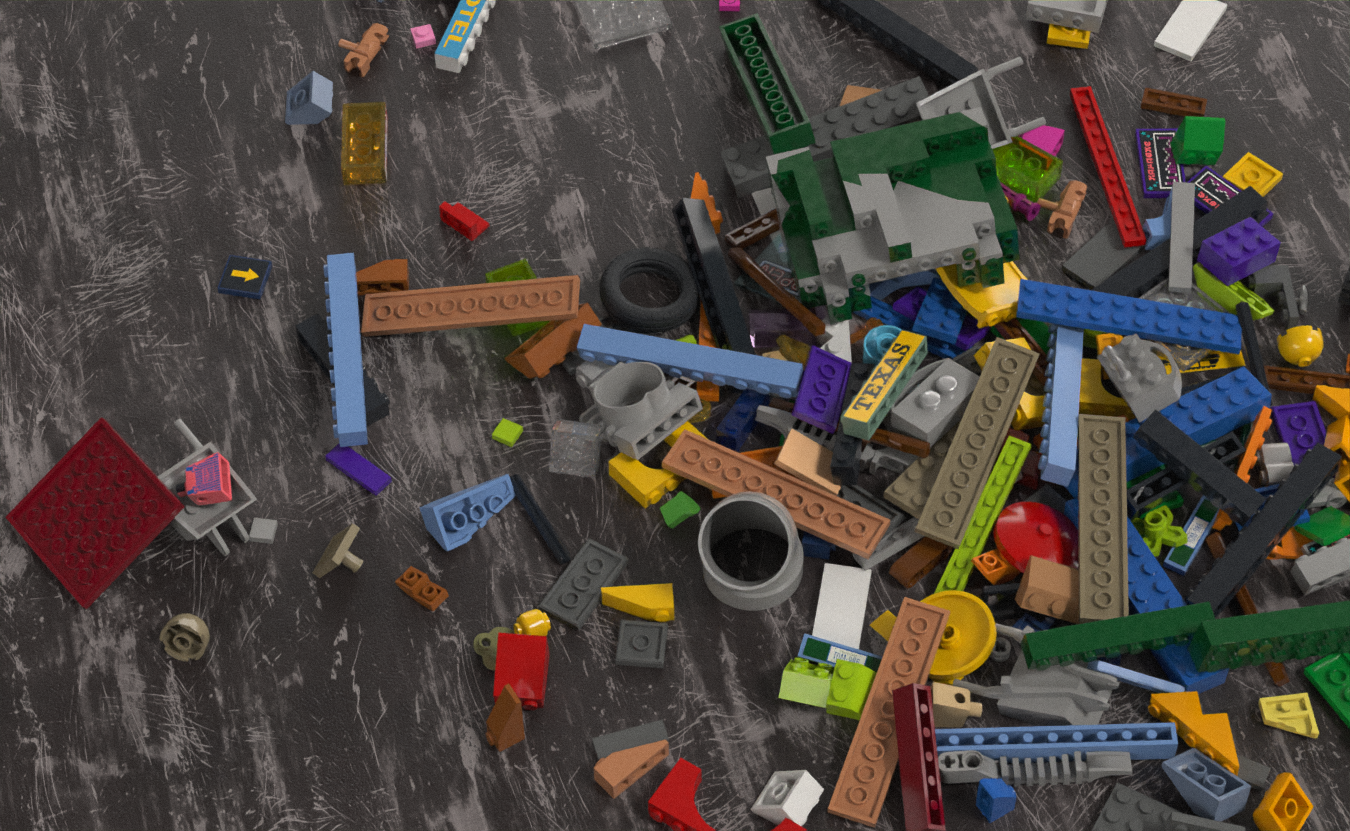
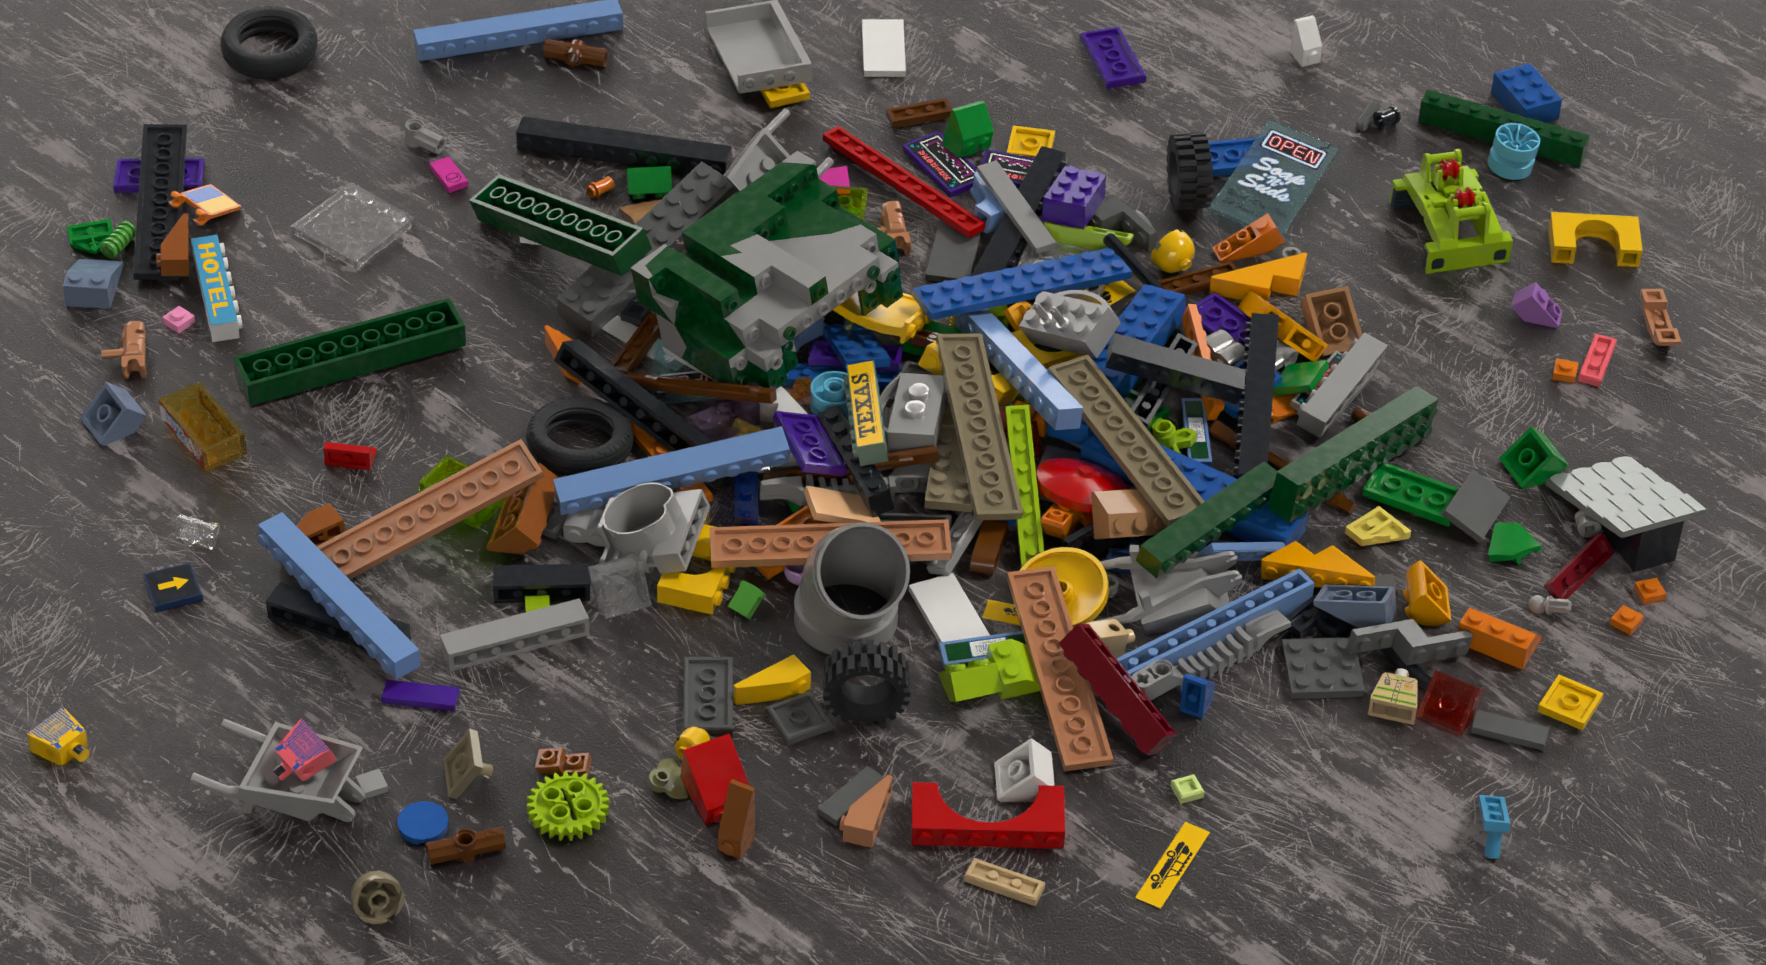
camera: 35 degrees left, 10 degrees down
(64, 372) = (59, 739): none -> yellow torso
(94, 512) = (204, 831): dark red plate -> none
(275, 586) = (422, 822): none -> blue tile
(293, 236) = (196, 532): none -> clear hips
(301, 627) = (465, 845): none -> reddish brown piece
(373, 627) = (583, 798): none -> lime gear
(461, 514) = (551, 687): medium blue wedge -> none
(468, 450) = (514, 634): none -> light grey brick
(526, 125) = (349, 351): none -> dark green brick
(534, 415) = (558, 581): none -> black brick
(540, 519) = (625, 661): black axle -> none
(703, 644) = (866, 702): none -> black tyre
(842, 59) = (595, 189): none -> orange pin
(885, 70) = (649, 181): none -> green slope
(1150, 773) = (1309, 616): none -> black plate

